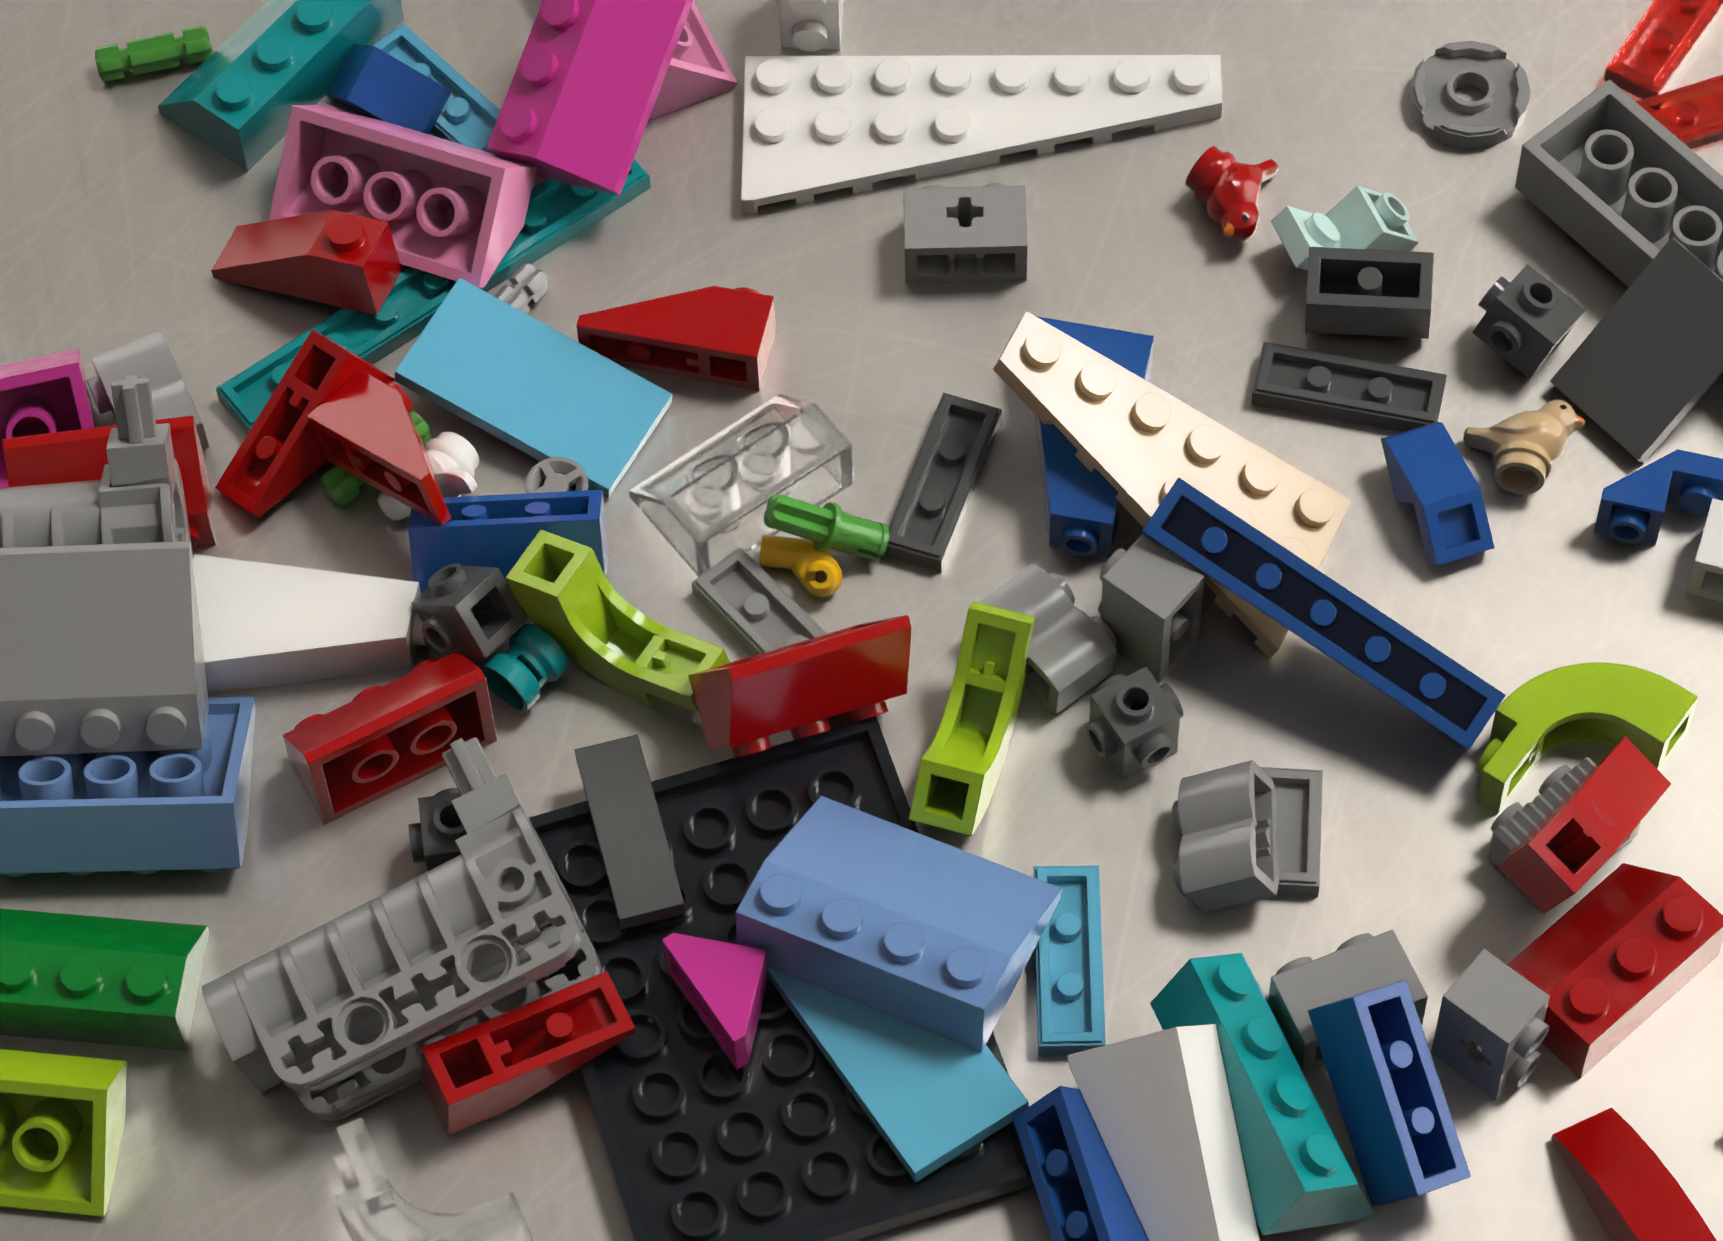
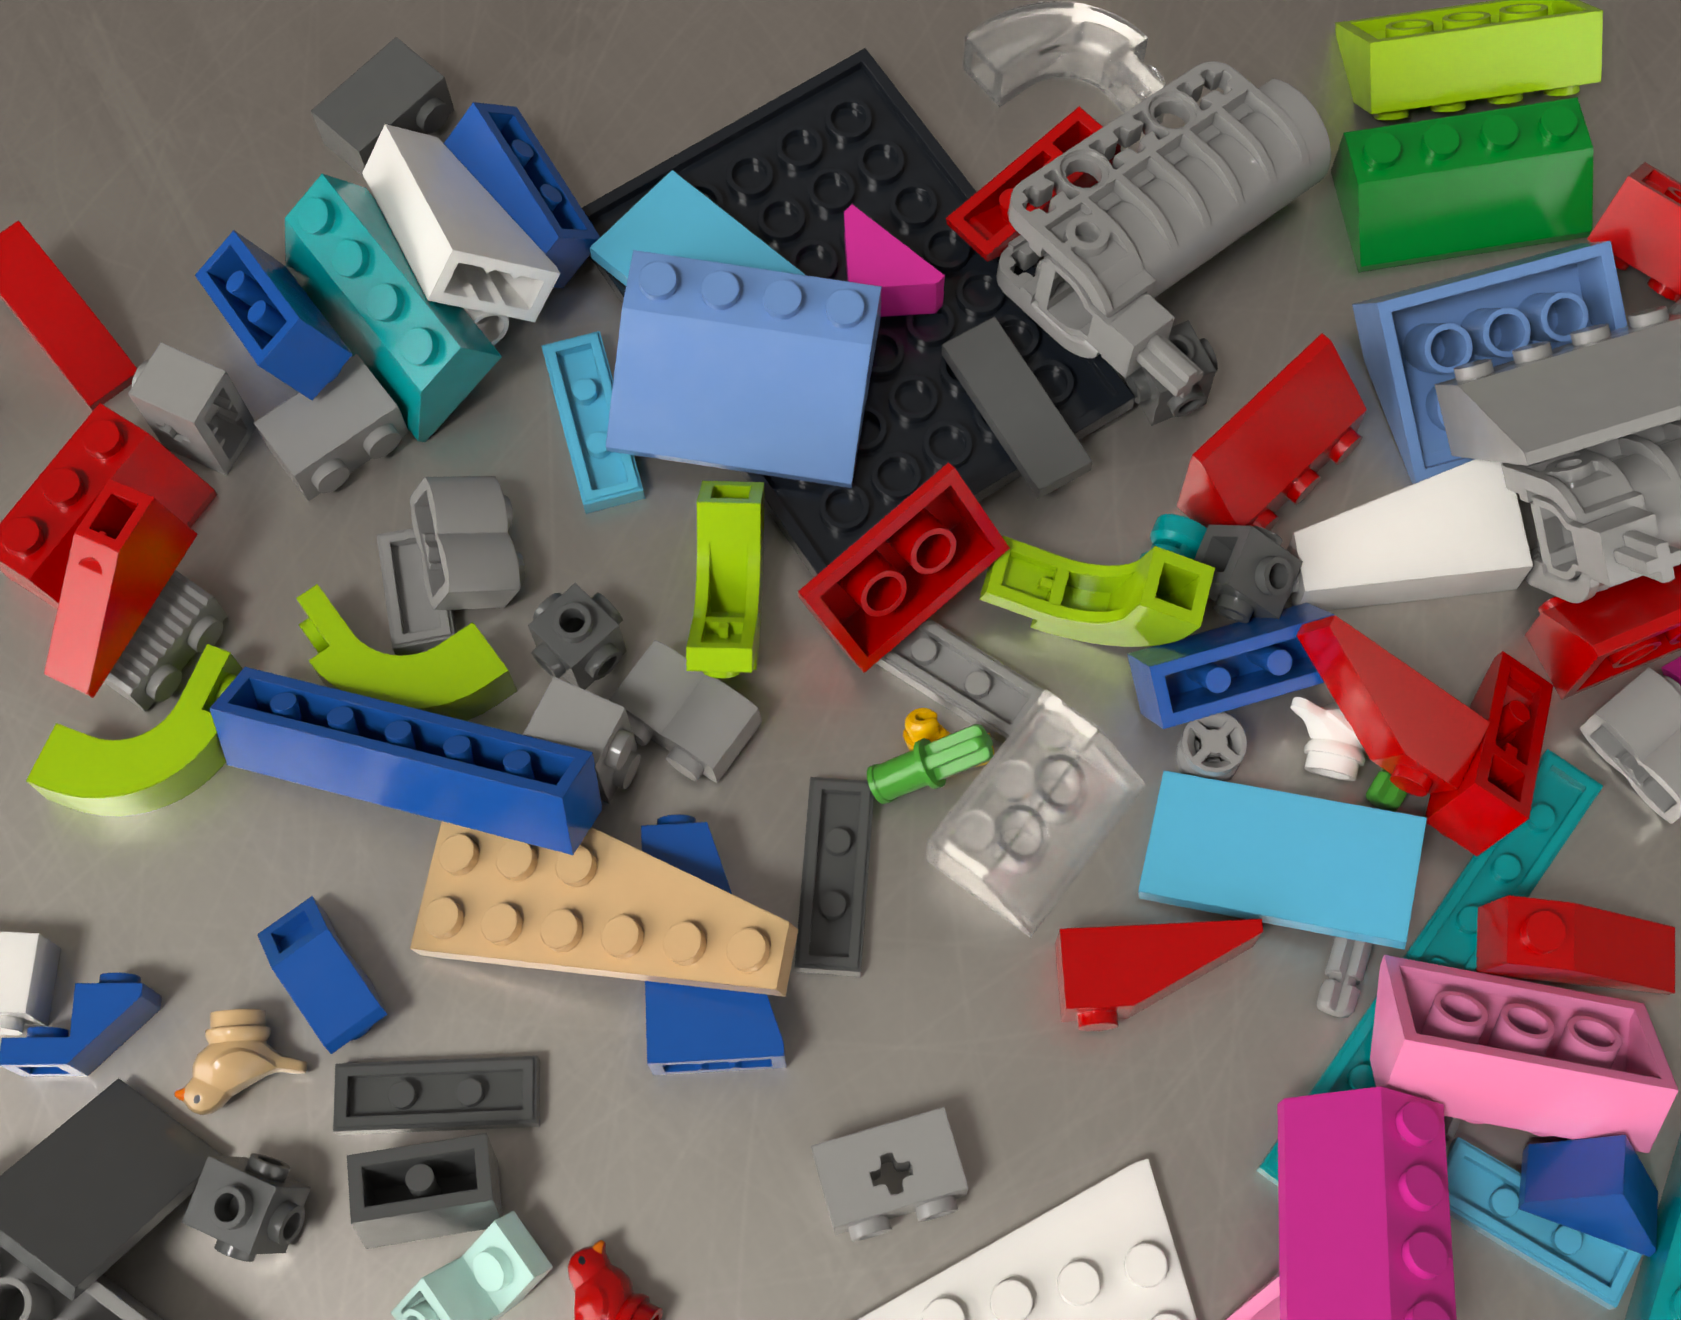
camera: 165 degrees right, 10 degrees up
(1320, 721) = (452, 679): none -> lime arch

